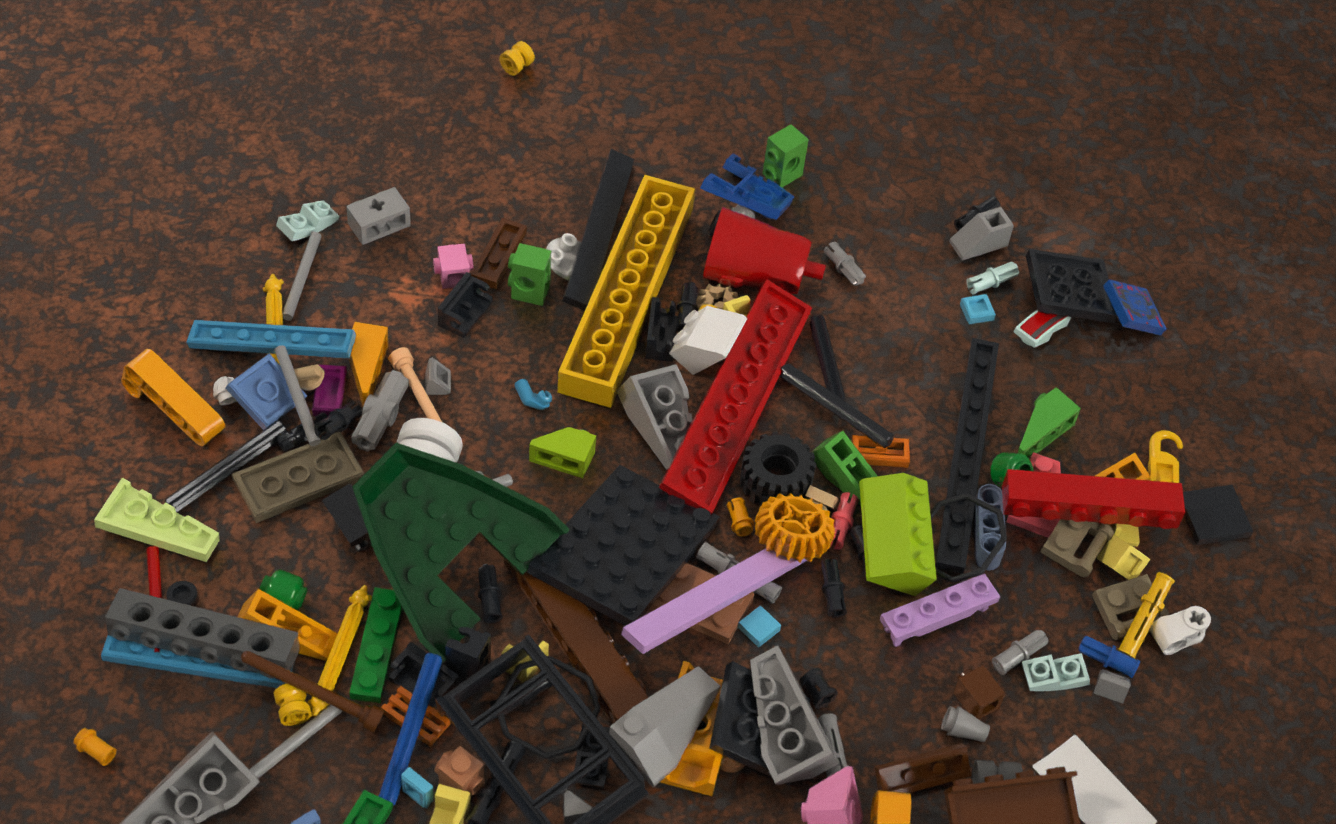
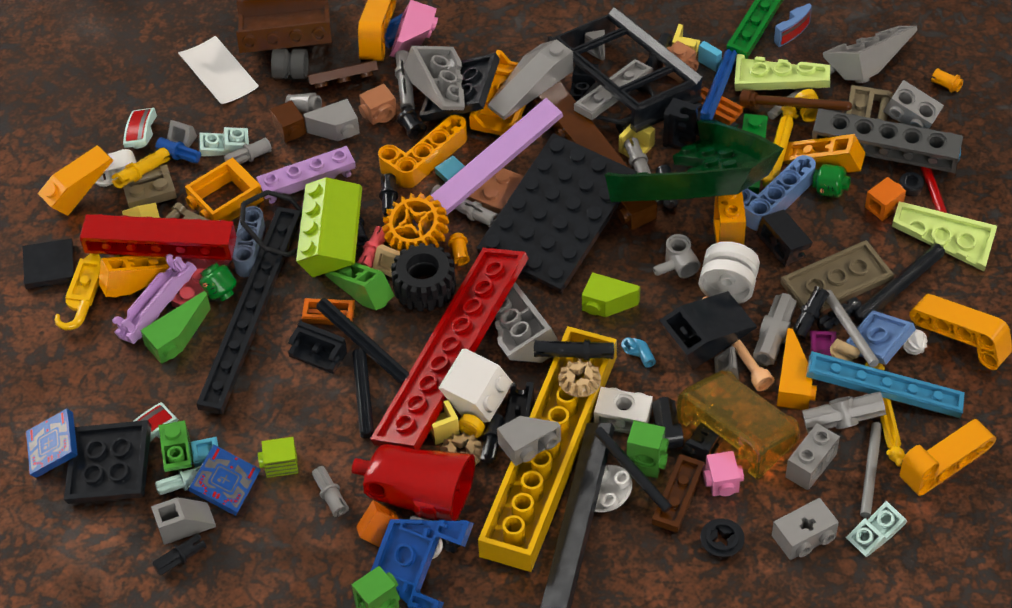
camera: 170 degrees left, 0 degrees up
(155, 685) = (913, 106): none -> light grey brick
(220, 565) = (884, 198): none -> orange brick
(222, 705) = (863, 98): none -> dark tan plate
(226, 273) = (927, 469): none -> light orange beam
(302, 314) = (845, 411): none -> light grey piece
(323, 600) = (780, 192): none -> medium blue beam
(334, 753) = (768, 75): none -> yellowish green wing
(360, 275) = (812, 456): none -> light grey brick
(437, 305) = (740, 418): none -> clear yellow windscreen
(460, 395) = (706, 327): none -> black slope
(465, 209) = (727, 529): none -> black gear
(506, 310) = (666, 416): none -> black piece
(522, 622) = (638, 159): none -> light grey pin
(549, 326) = (612, 400): none -> white brick
(550, 715) = (600, 99): none -> light grey tile
(556, 262) = (632, 469): none -> black bar
(603, 332) = (583, 387): none -> tan gear
(606, 350) = (574, 349): none -> black pin
(651, 260) = (527, 437): none -> light grey slope
(796, 225) = (375, 522): none -> orange panel
(811, 629) = (428, 153): none -> light orange beam
(866, 716) = (378, 105): none -> nougat brick
(883, 408) = (317, 347): none -> black hinge
(901, 292) = (278, 457): none -> lime brick
(919, 691) = (333, 121): none -> light grey slope
(951, 271) = (224, 480): none -> blue tile
(1006, 296) = (175, 446): none -> bright green slope
(1017, 607) = (214, 180): none -> light orange window
(1080, 445) = (154, 299): none -> lavender piece
(1170, 689) = (138, 128): none -> slope
(1221, 590) = (73, 181): none -> light orange slope

